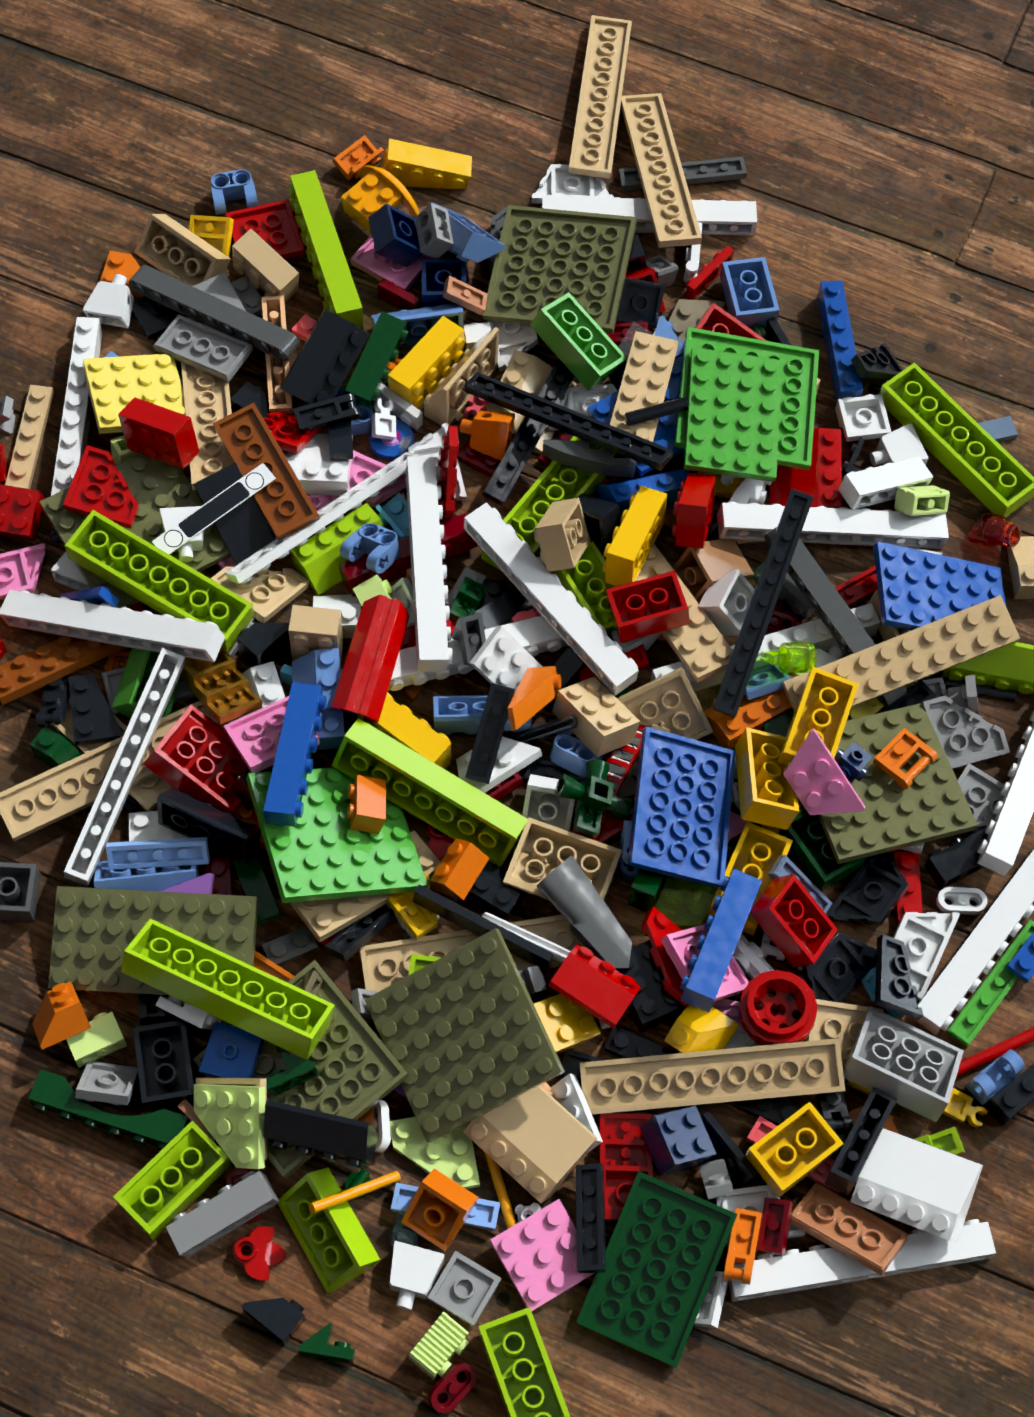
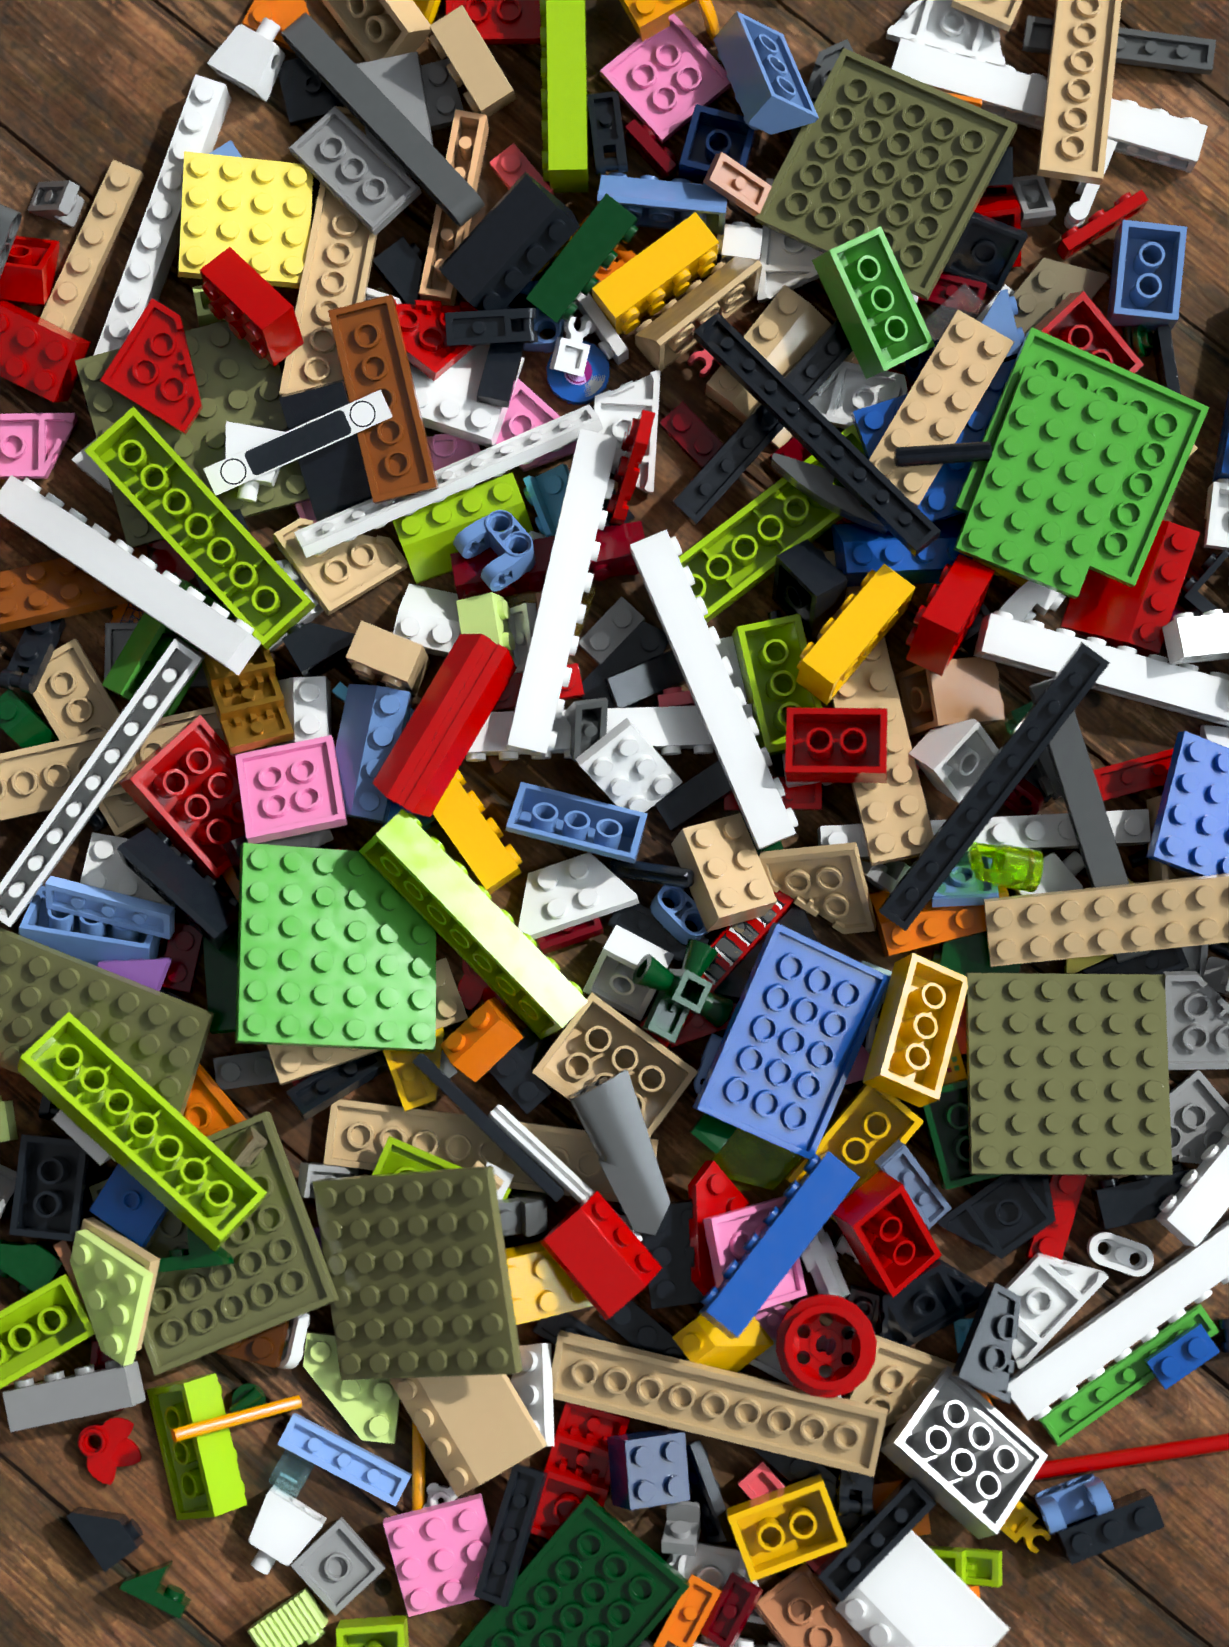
camera: 25 degrees right, 20 degrees up
(90, 712) = (75, 681): black wing -> none
(93, 595) = (116, 525): blue plate -> none
(294, 754) = (304, 841): blue brick -> none
(319, 1133) = (207, 1348): black slope -> none
(367, 804) = (386, 924): orange brick -> none
(368, 293) = (607, 132): none -> black plate
(395, 235) = (669, 59): dark blue brick -> none
(434, 231) = (723, 68): light grey brick -> none
(439, 1209) = (333, 1469): orange slope -> none
(466, 599) = (604, 654): dark green slope -> none
(489, 733) = (572, 869): black plate -> none
(490, 432) = (710, 408): orange torso -> none
(533, 693) = (646, 828): orange slope -> none
(562, 535) = (754, 608): tan brick -> none
(706, 694) = (885, 876): none -> light grey bracket
(820, 780) = (980, 1069): bright pink wing -> none
(821, 706) = (1007, 983): yellow brick -> none
(853, 762) = (1031, 1051): dark blue brick -> none
(899, 752) = (1101, 1049): orange plate -> none

